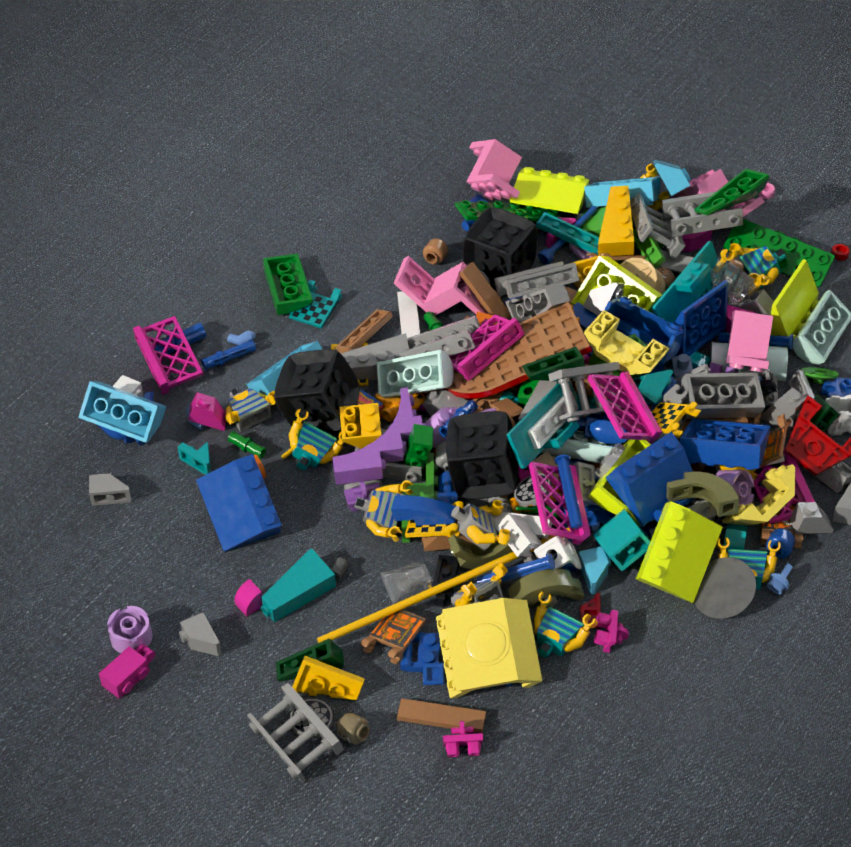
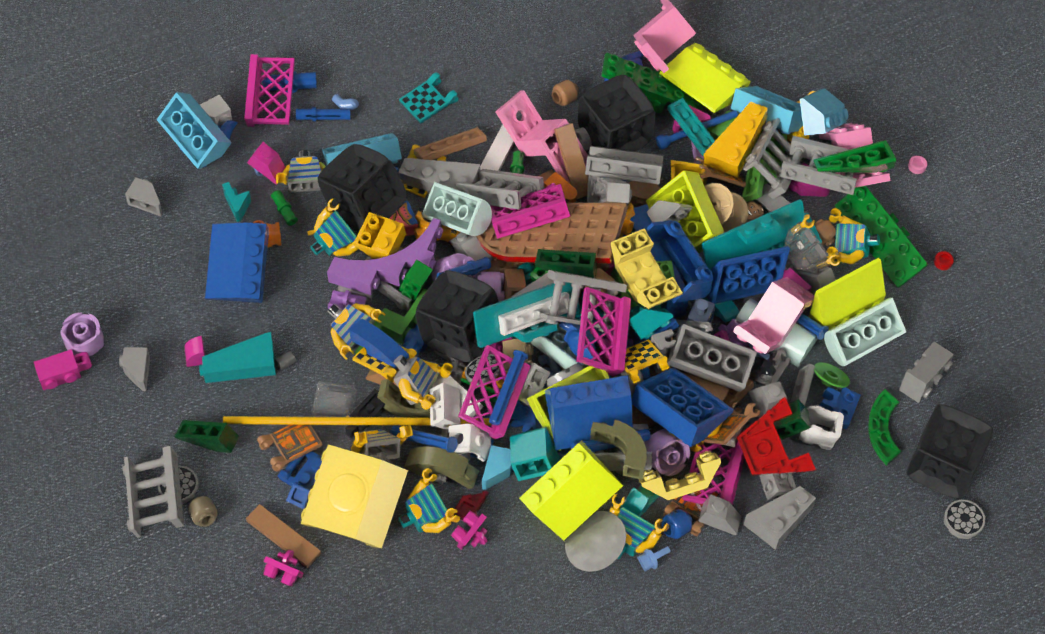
camera: 25 degrees right, 10 degrees up
(287, 283) = (415, 66): green slope -> none
(320, 678) = (205, 455): yellow wing -> none

